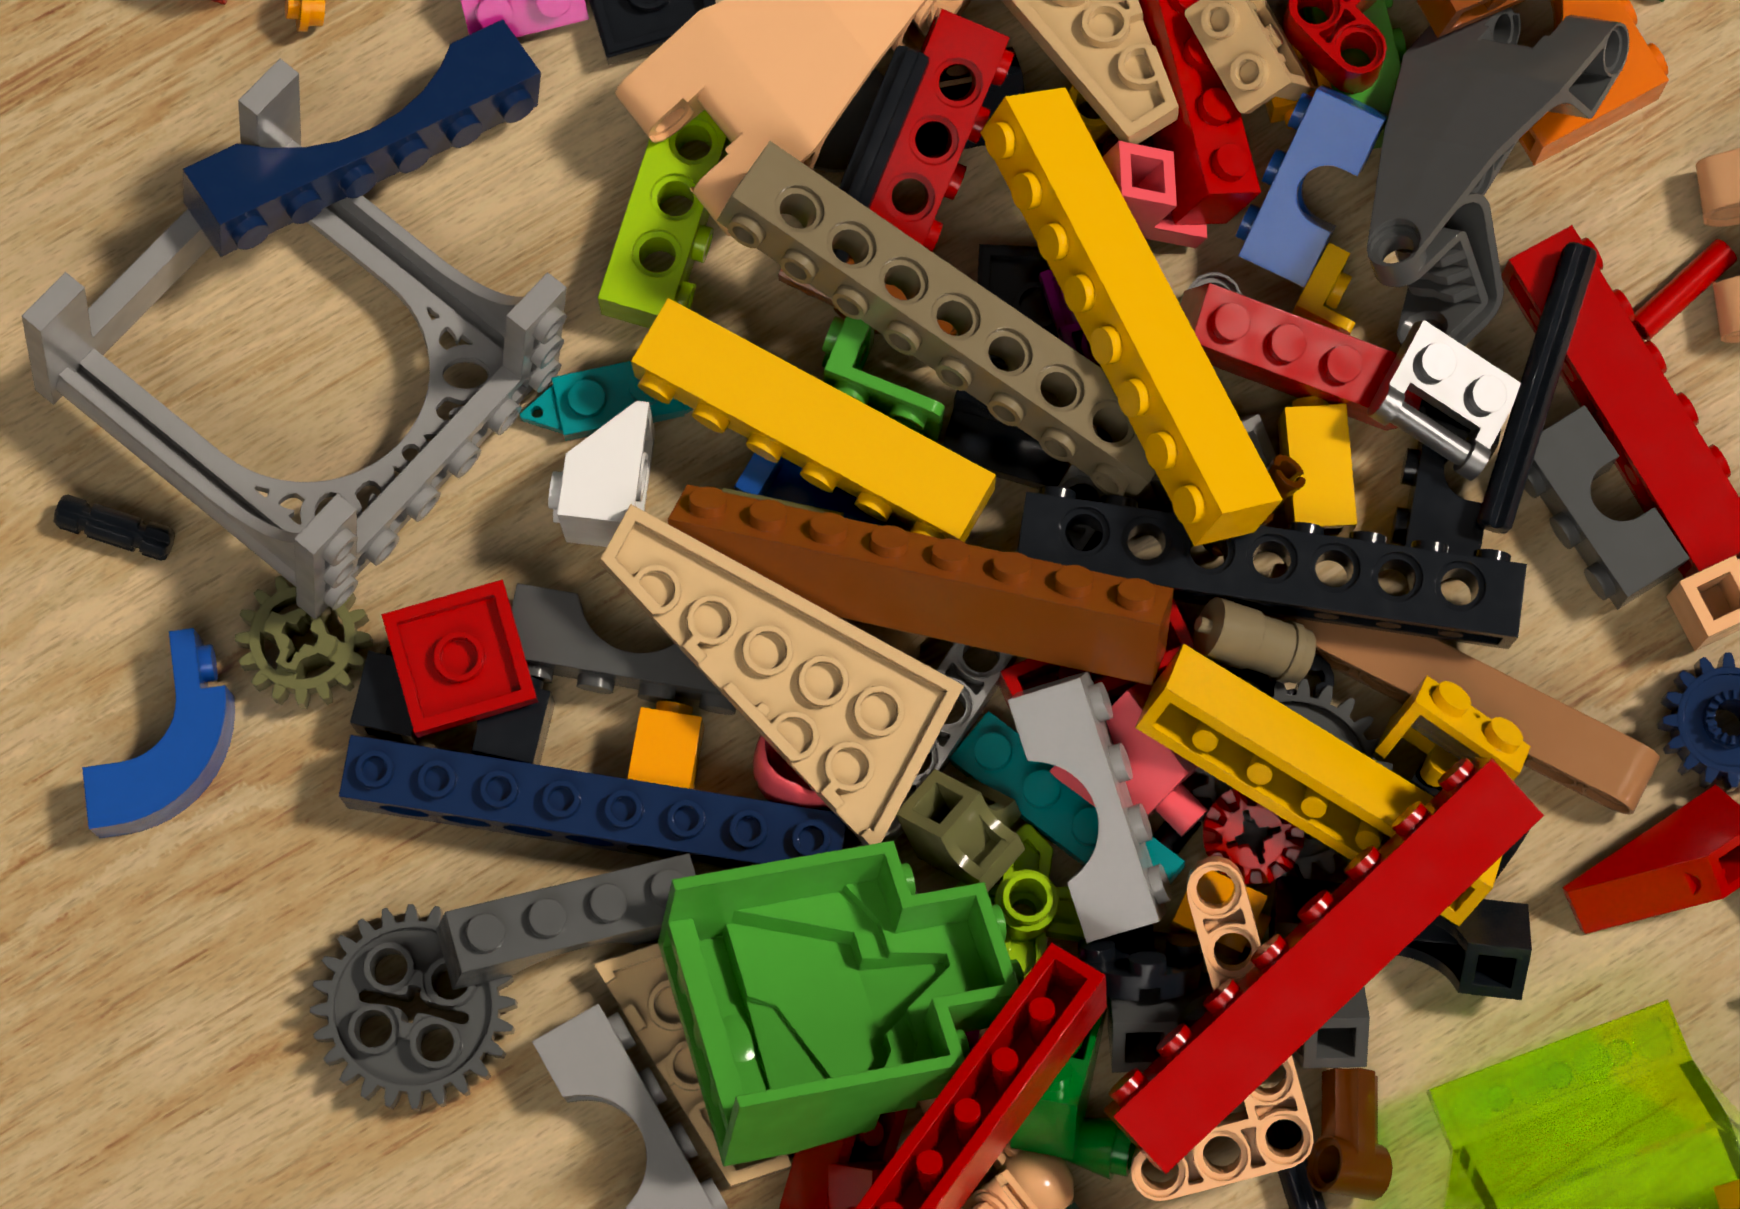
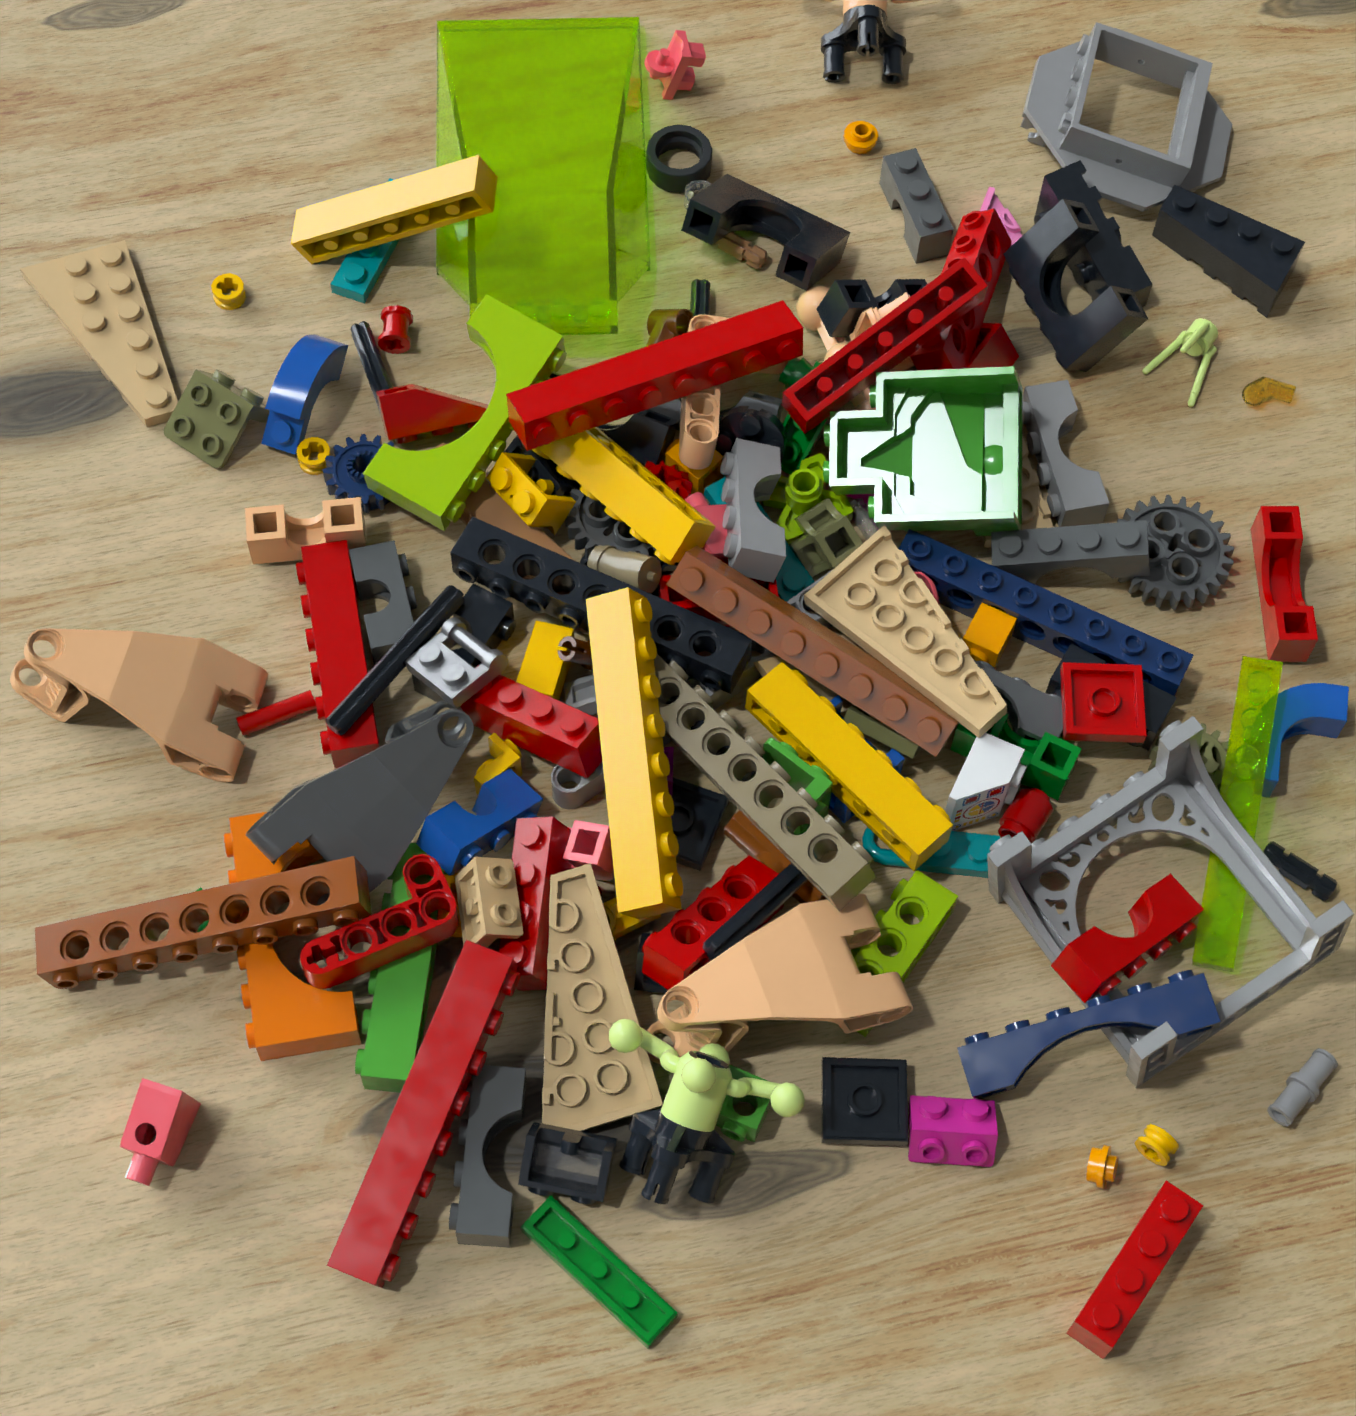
camera: 165 degrees left, 15 degrees down
(52, 199) = (1302, 1087): none -> light grey pin
(221, 581) = (1242, 792): none -> clear neon green plate
(225, 992) = (1286, 618): none -> red arch
(237, 53) = (1156, 1145): none -> yellow bush
(298, 369) = (1098, 959): none -> red arch
(528, 471) = (1026, 813): none -> red brick
(539, 556) = (1047, 760): none -> green arch
(1557, 944) = (440, 479): none -> lime arch

